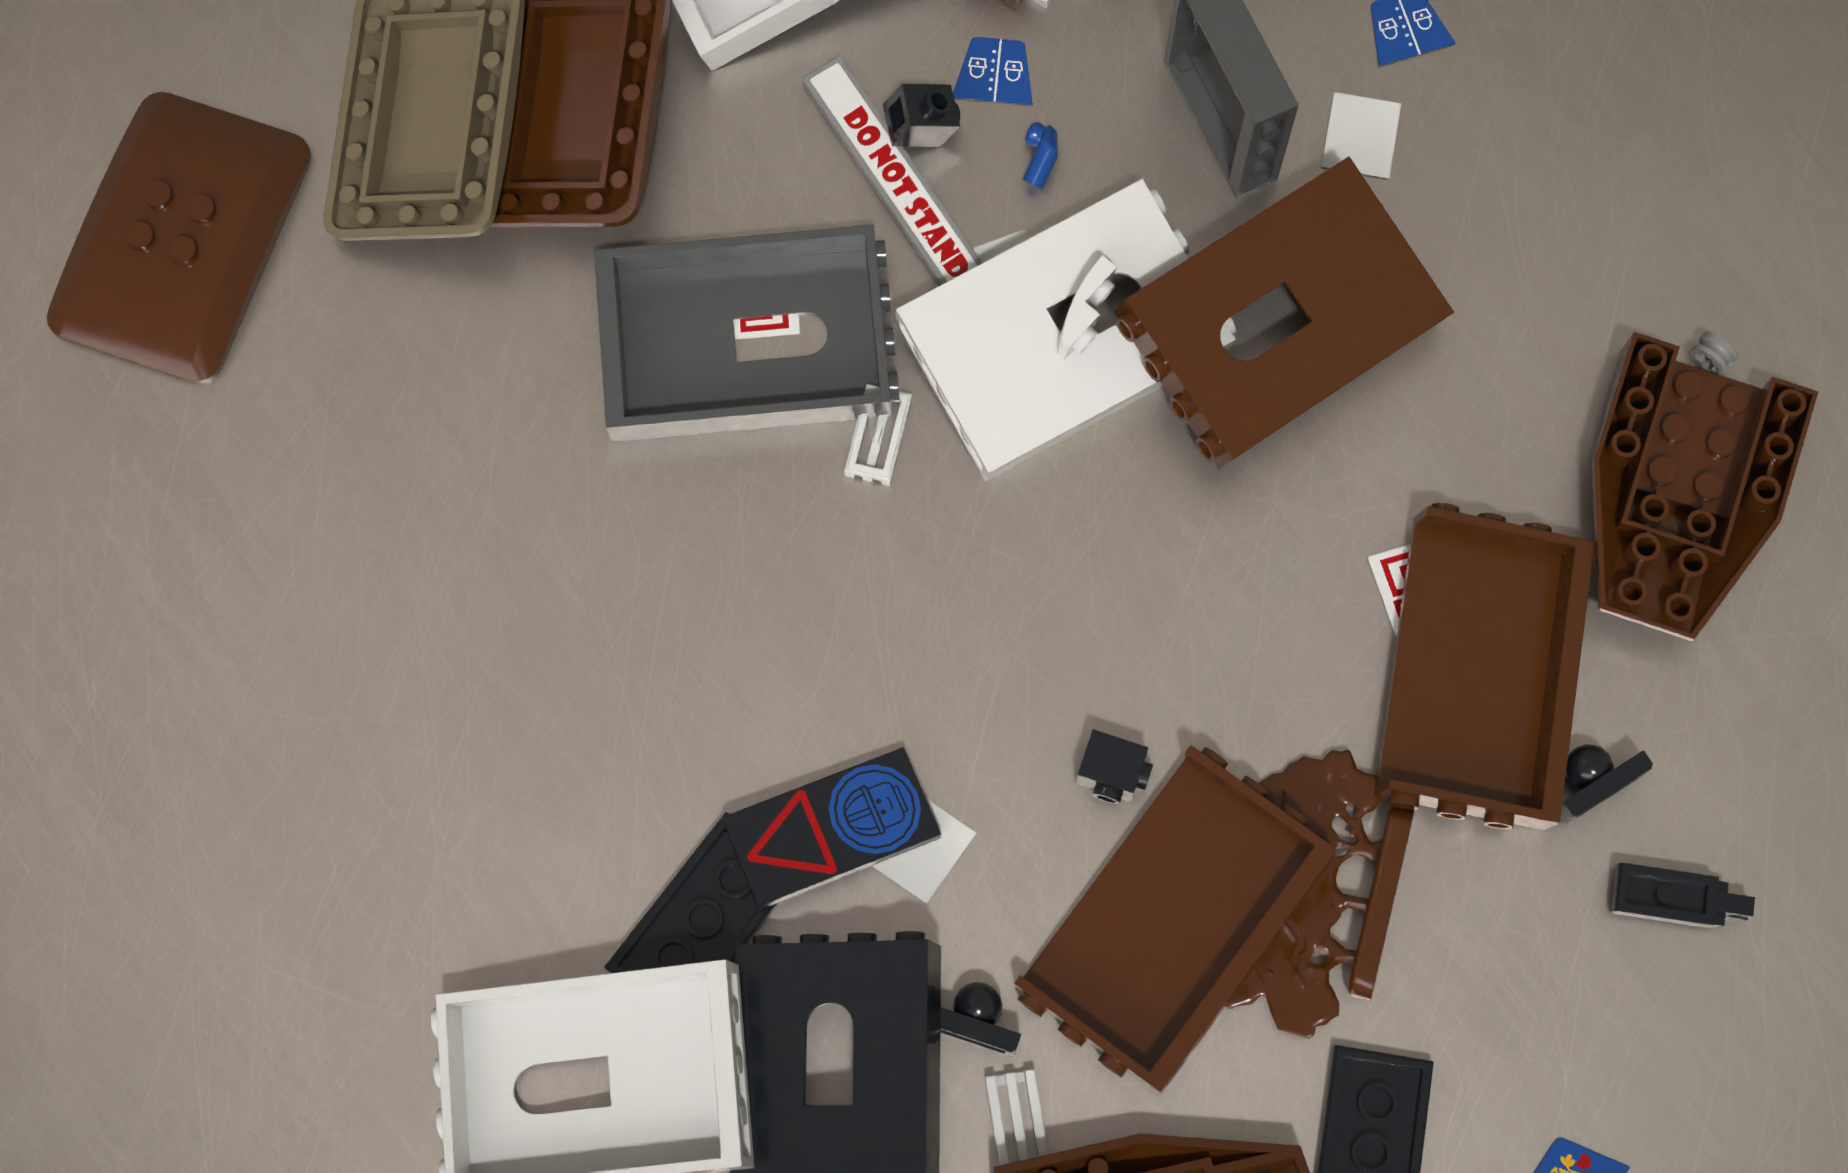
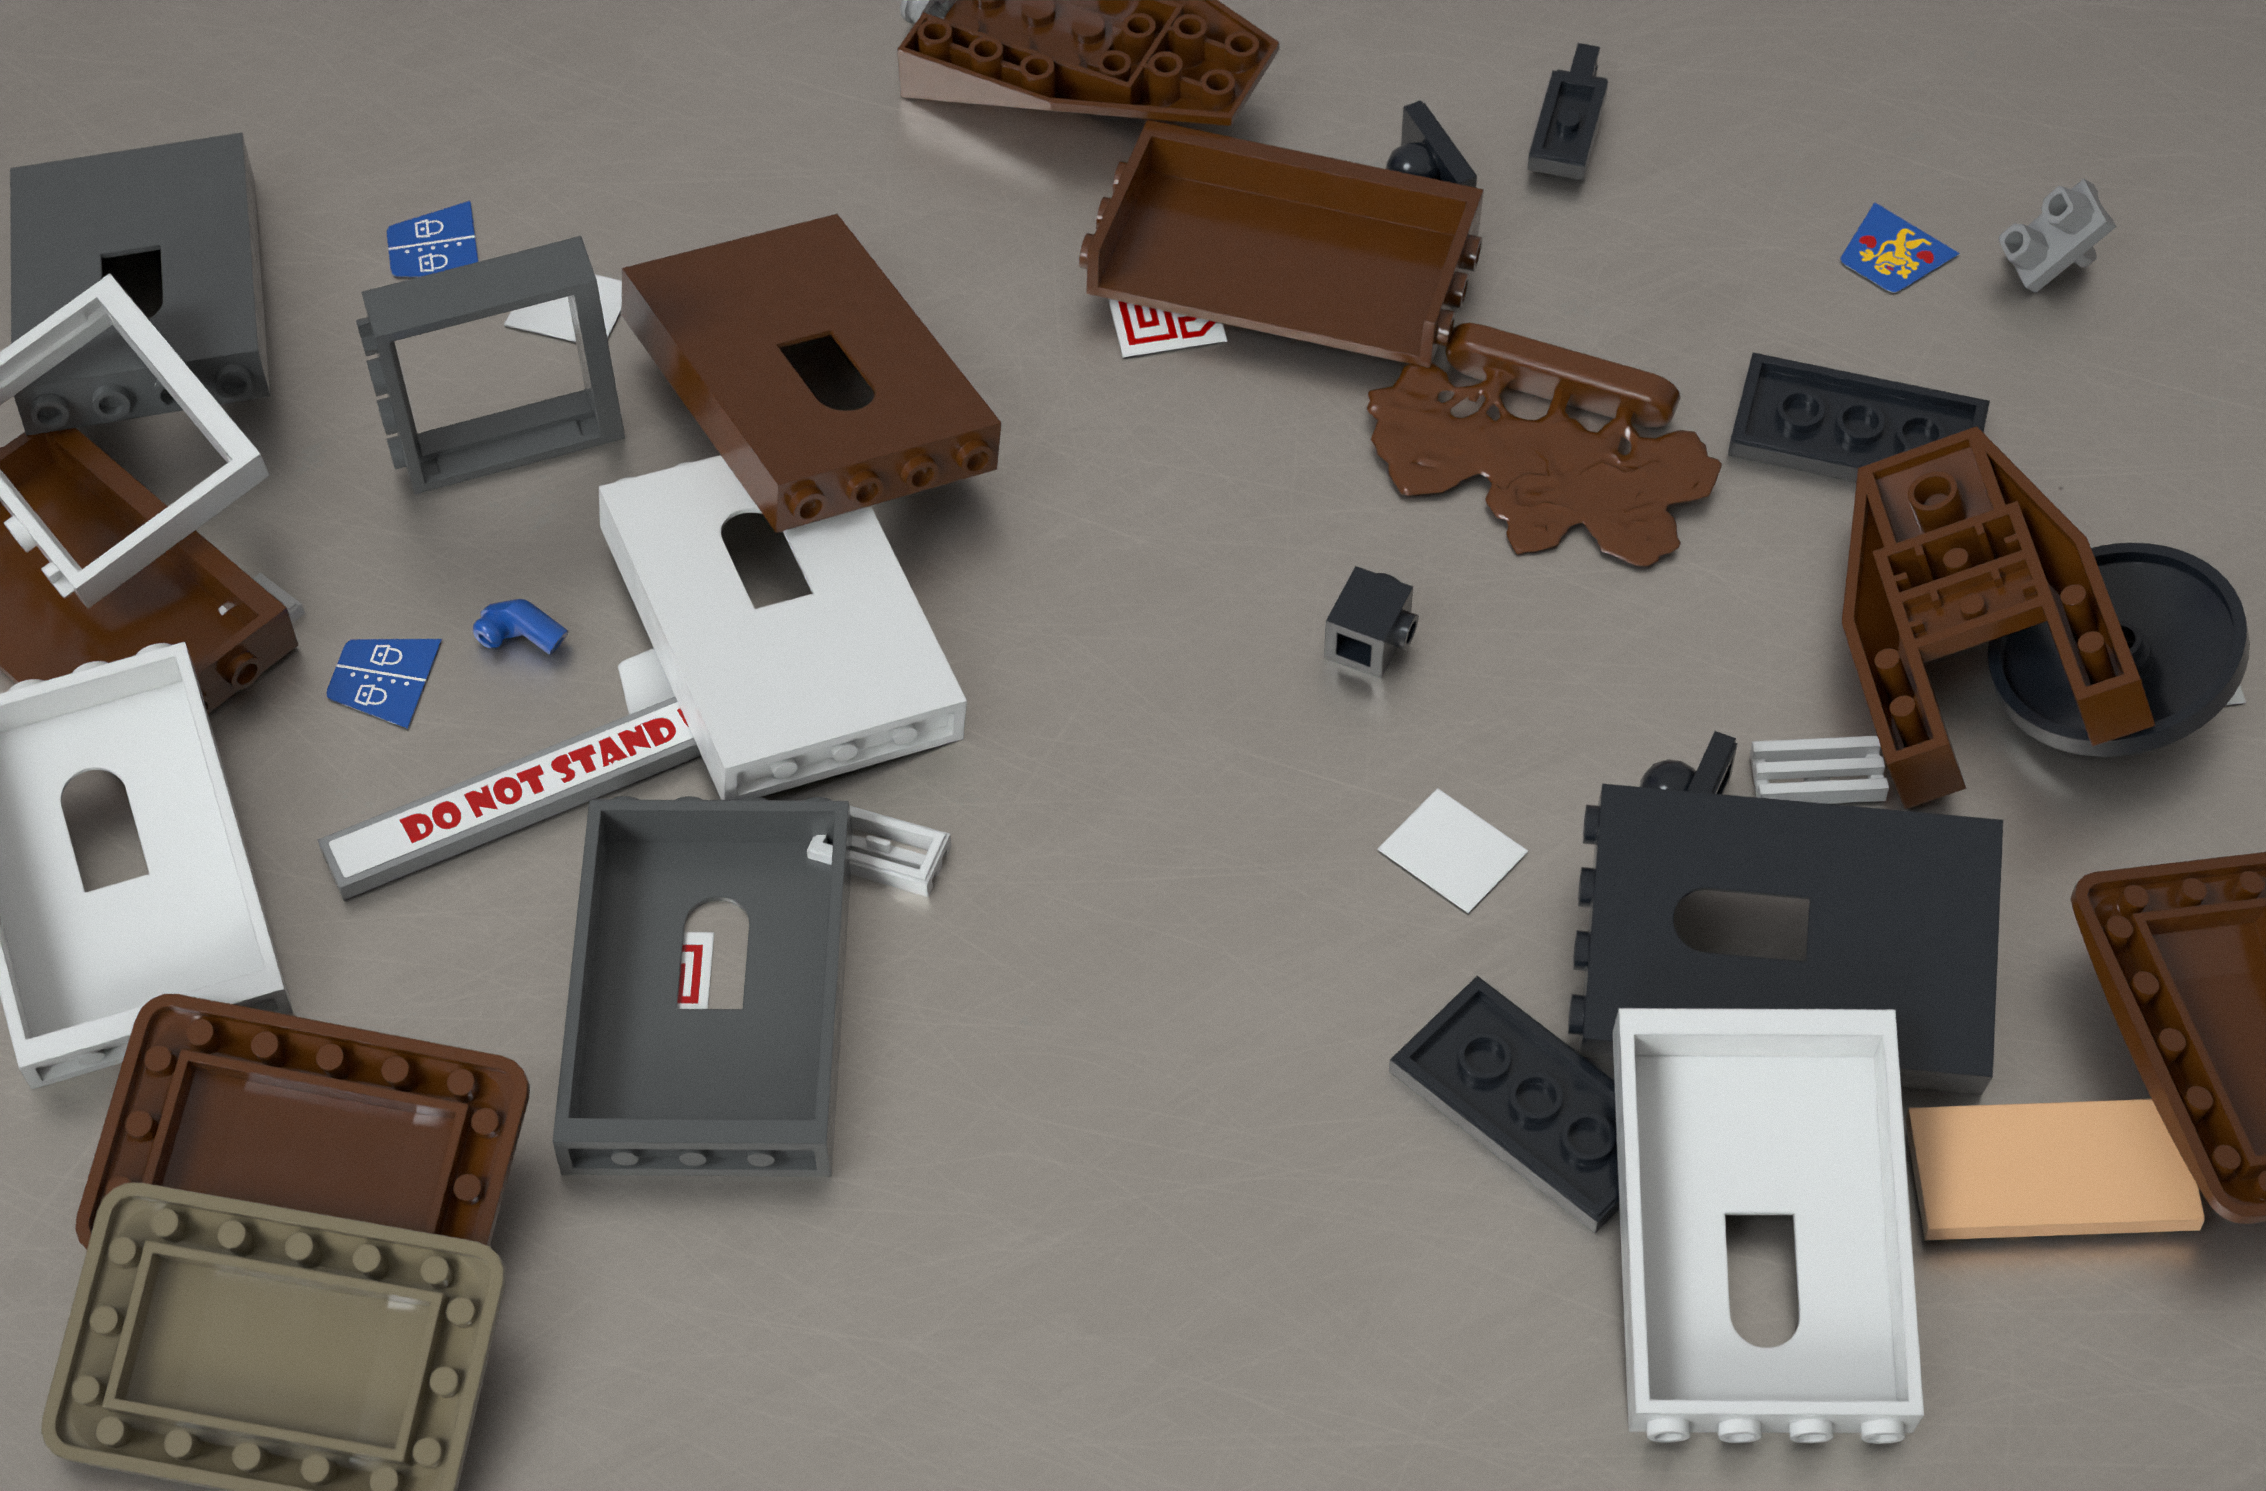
camera: 85 degrees left, 20 degrees down
(831, 828) = (1426, 934): black tile -> none
(921, 115) = (437, 741): black brick -> none
(1081, 317) = (775, 561): white slope -> none
(1176, 920) = (1575, 571): reddish brown panel -> none

